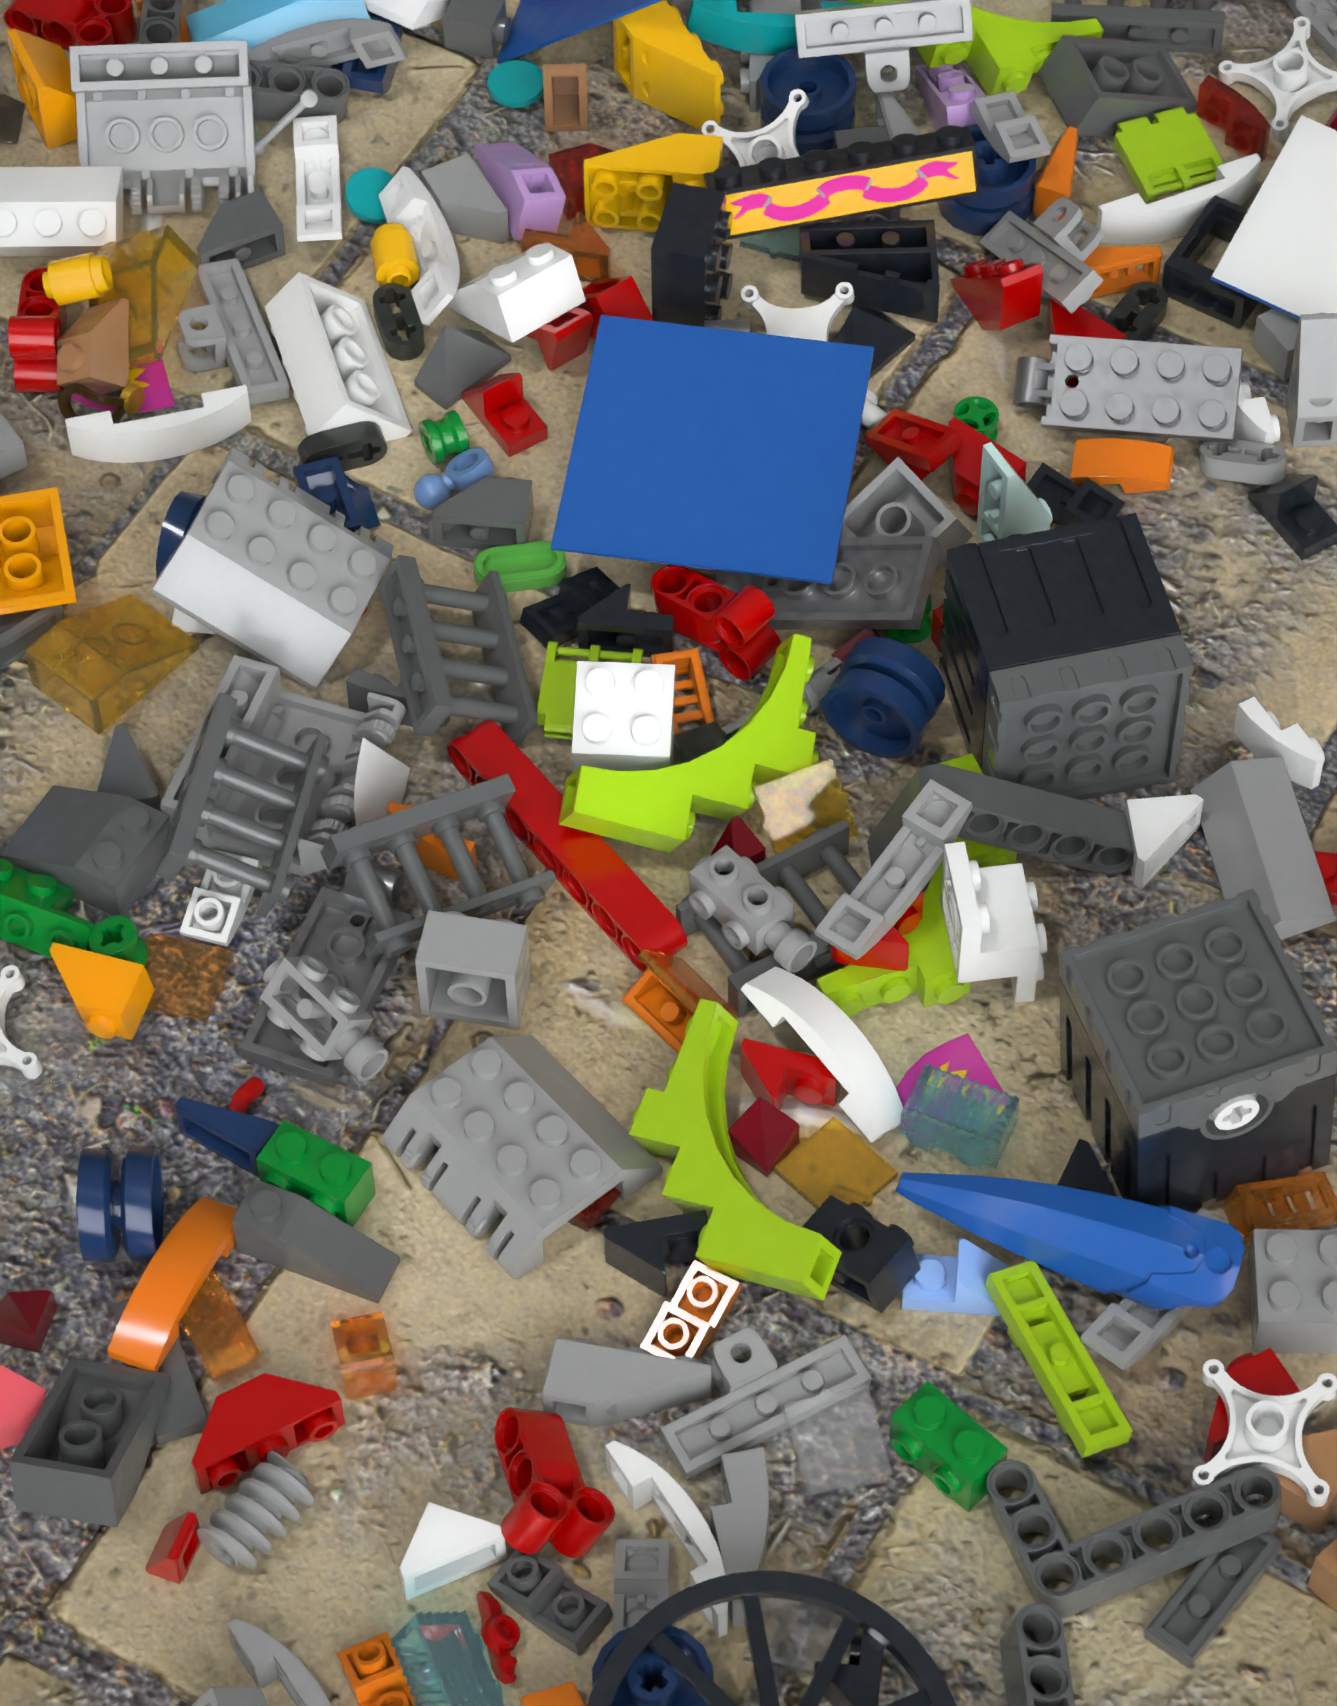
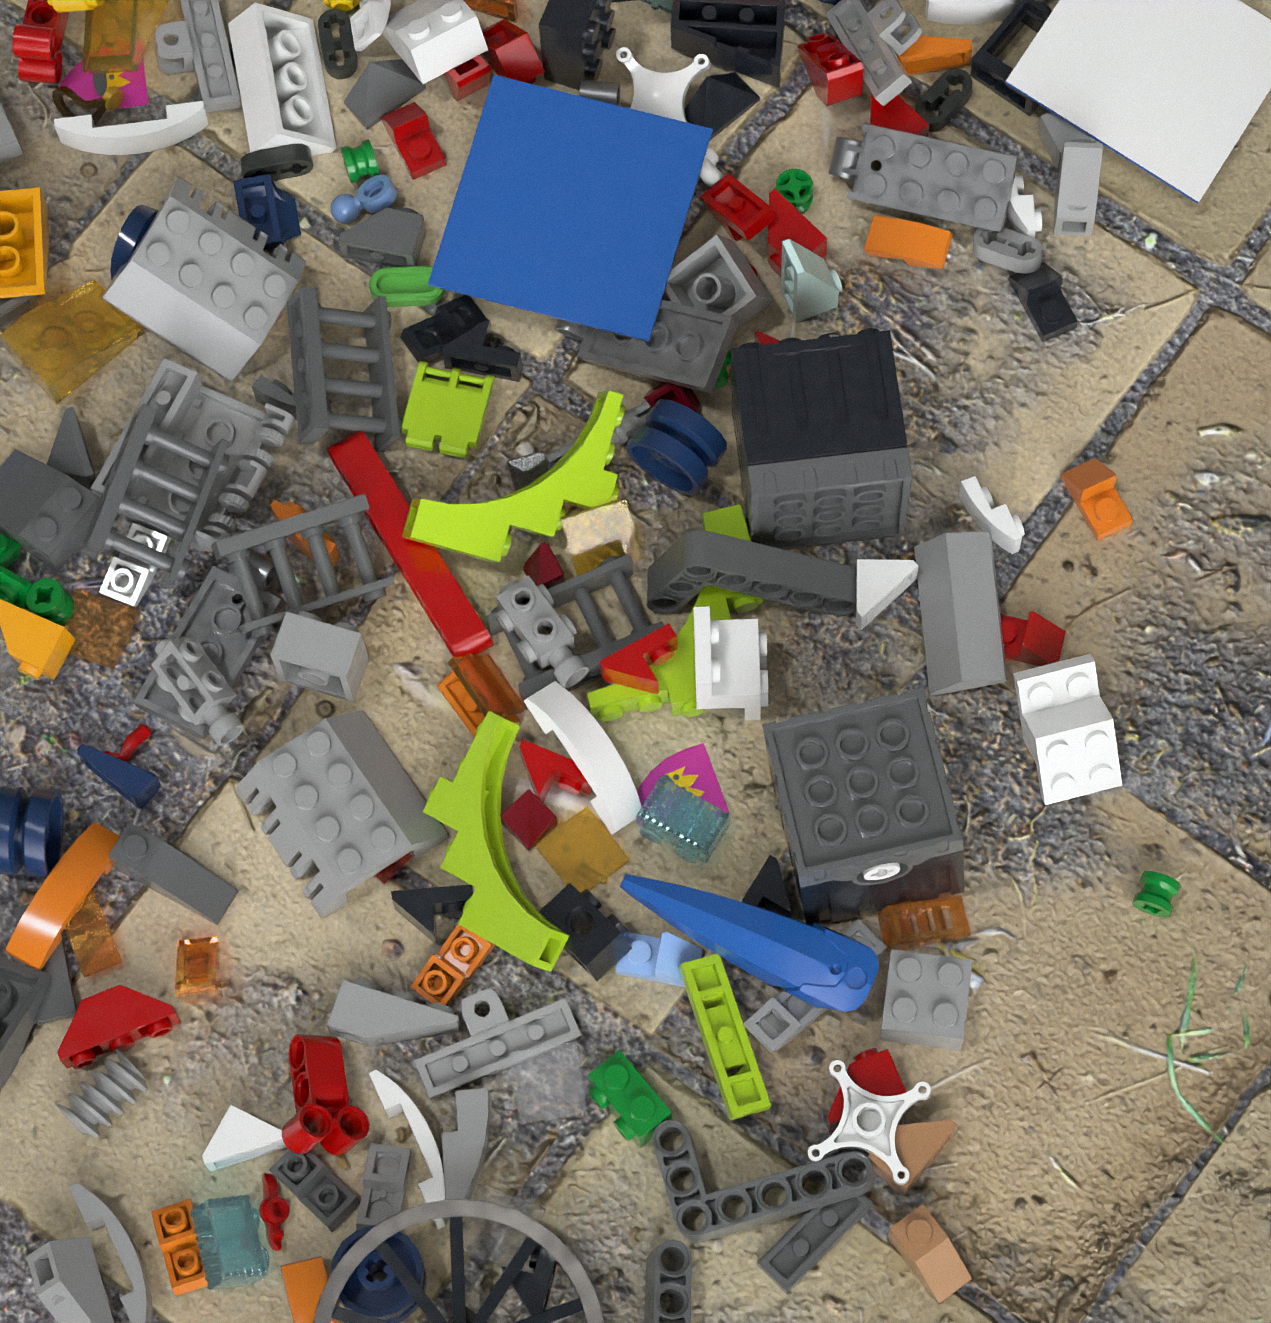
camera: 10 degrees right, 15 degrees up
(96, 349) = (85, 54): medium nougat slope -> none
(175, 1549) = (40, 1114): red slope -> none
(317, 1172) = (179, 819): green brick -> none
(377, 782) = (266, 481): white sticker -> none
(623, 716) = (463, 455): white bracket -> none
(688, 663) = (520, 391): orange slope -> none
(718, 618) = (569, 368): red piece -> none
(898, 874) = (654, 624): light grey slope -> none
(1069, 501) = (861, 273): black slope -> none

